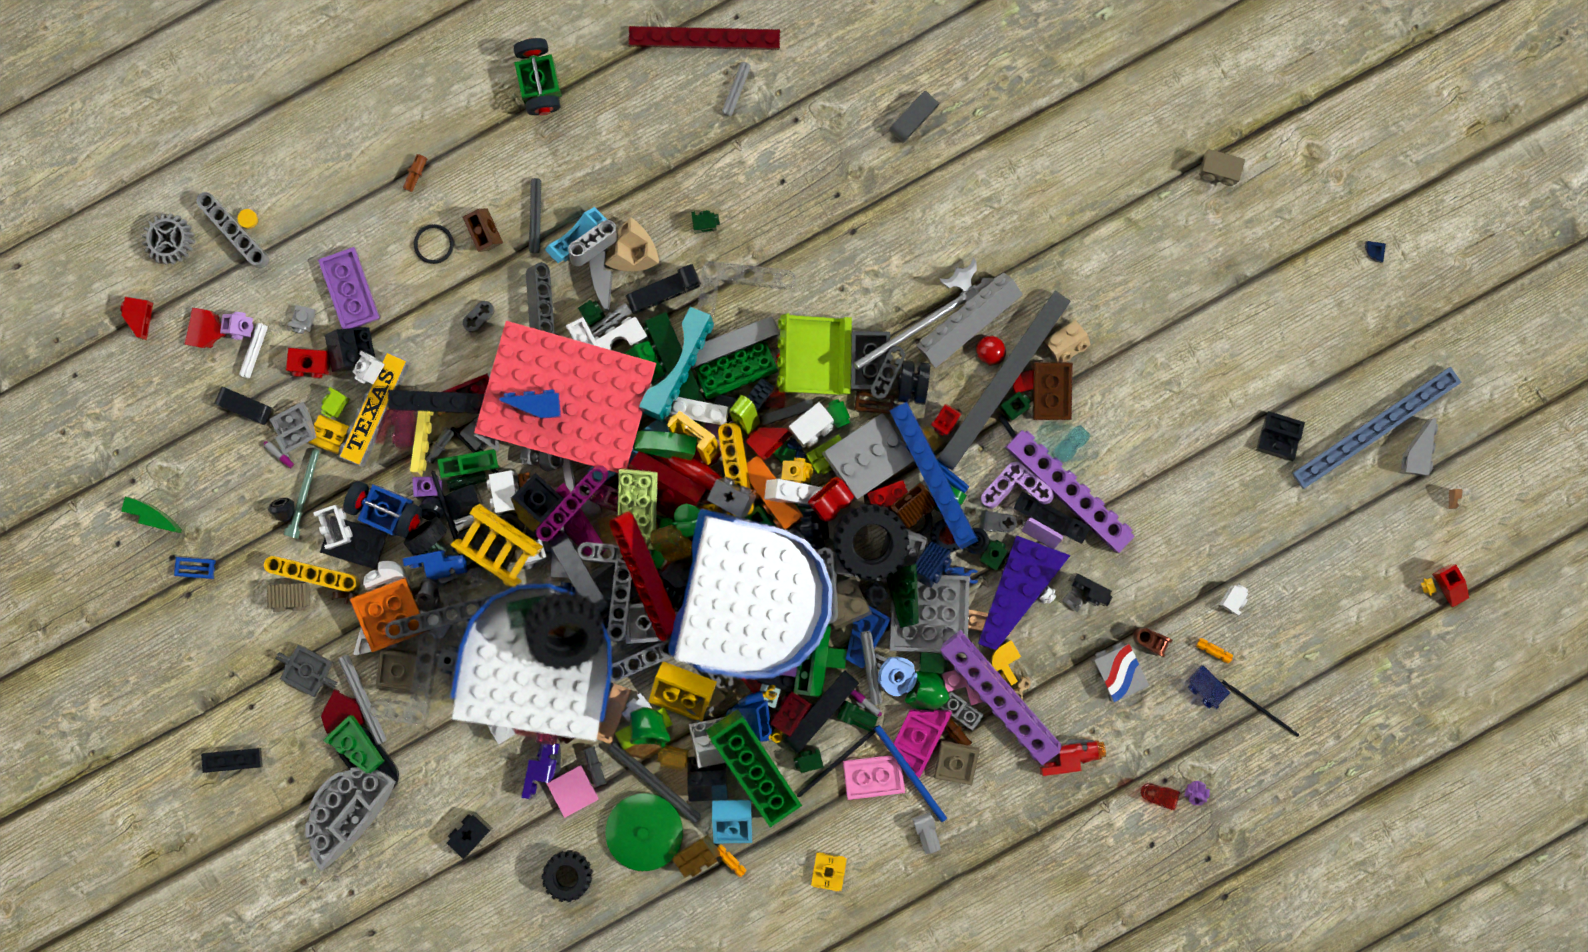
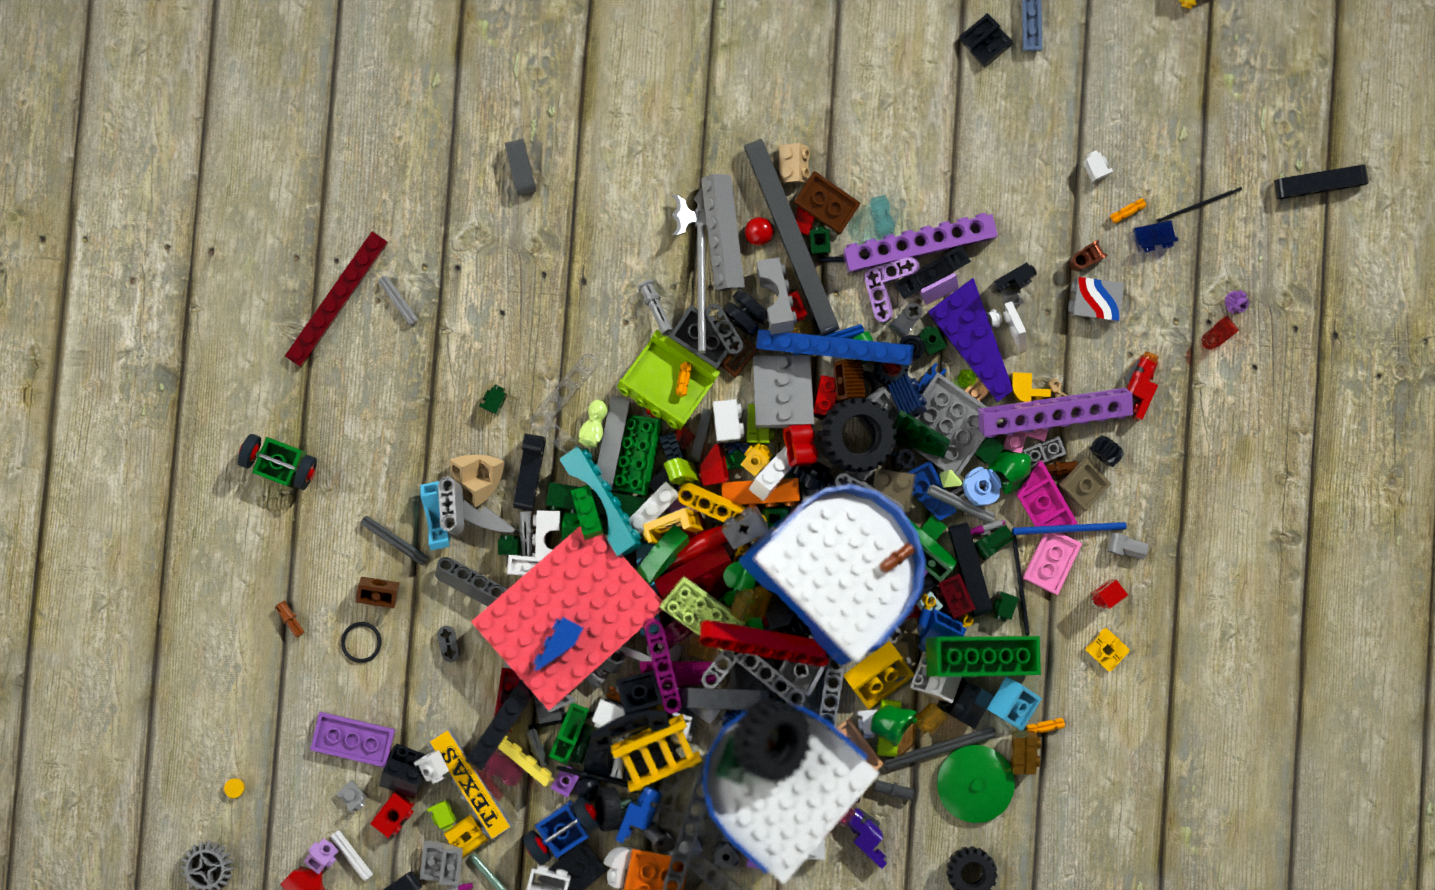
camera: 60 degrees left, 0 degrees up
(226, 223) = (227, 810): light grey beam -> none
(503, 505) = (628, 724): none -> black slope
(573, 791) = (903, 822): bright pink tile -> none
(659, 358) = (586, 512): none -> green plate
(731, 319) = (592, 429): none -> yellowish green animal
(786, 639) = (897, 557): none -> dark orange axle
(824, 367) = (683, 379): none -> light orange axle
(839, 413) = (729, 392): green brick -> none
(874, 298) = (652, 300): none -> light grey pin
(875, 842) = (1108, 594): none -> red brick
(885, 645) = (949, 479): none -> yellowish green slope
(930, 410) = (771, 276): none -> light grey arch
(981, 604) = (966, 378): none -> clear neon green plate
(996, 763) = (1106, 450): none -> black gear
(1051, 618) = (1016, 327): none -> white wing
(1348, 800) = (1321, 182): none -> black beam

